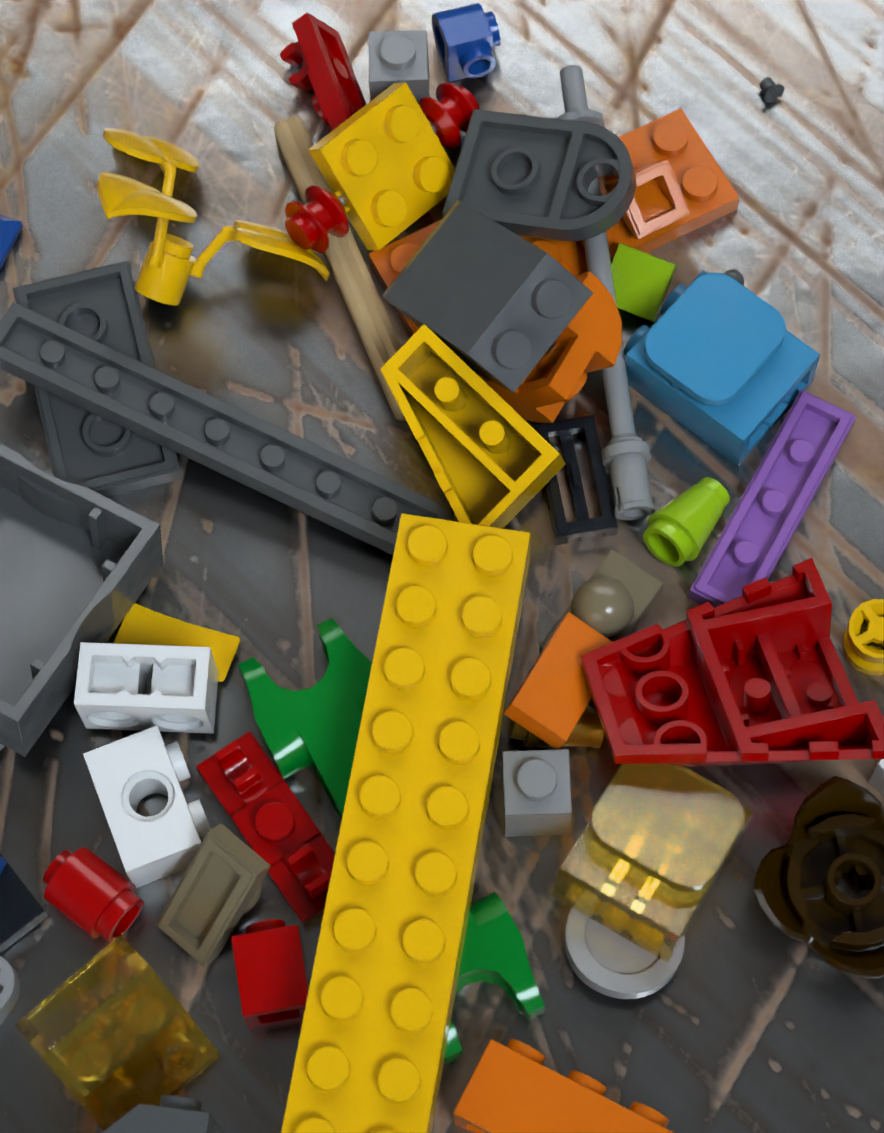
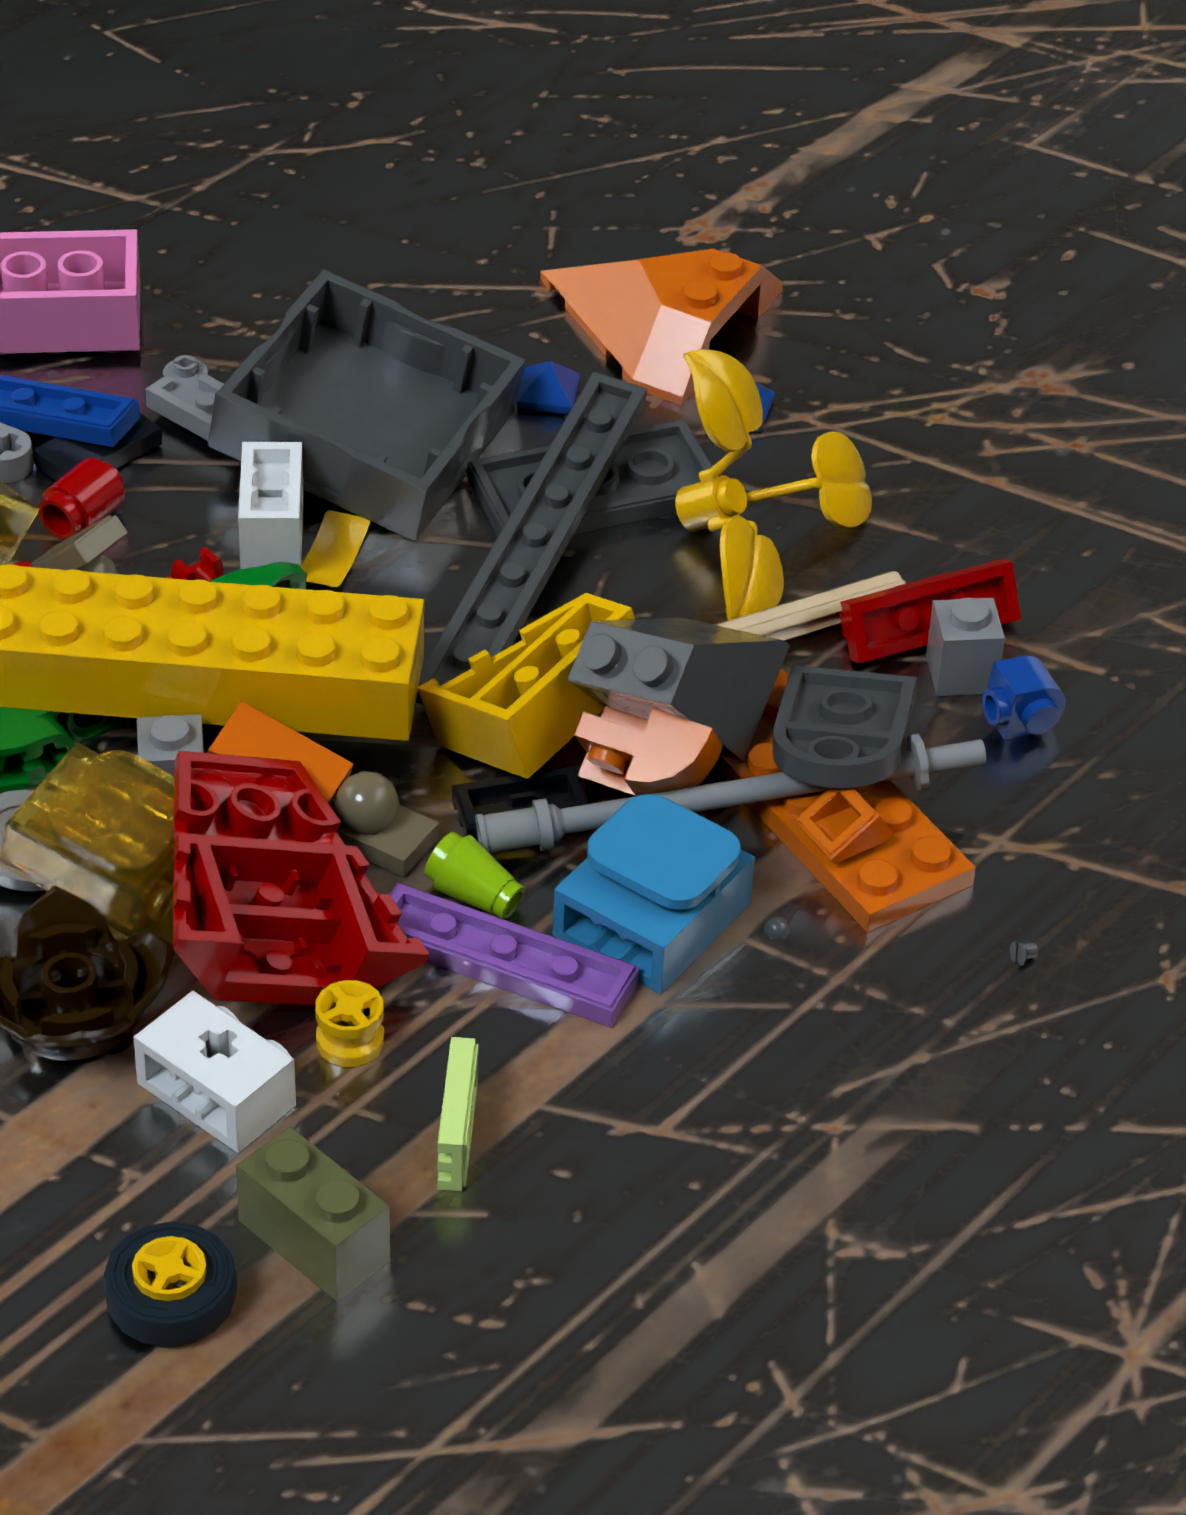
camera: 80 degrees right, 25 degrees down
(123, 777) = (167, 522): white brick -> none
(382, 167) = (844, 619): yellow plate -> none
(641, 281) = (760, 829): lime tile -> none

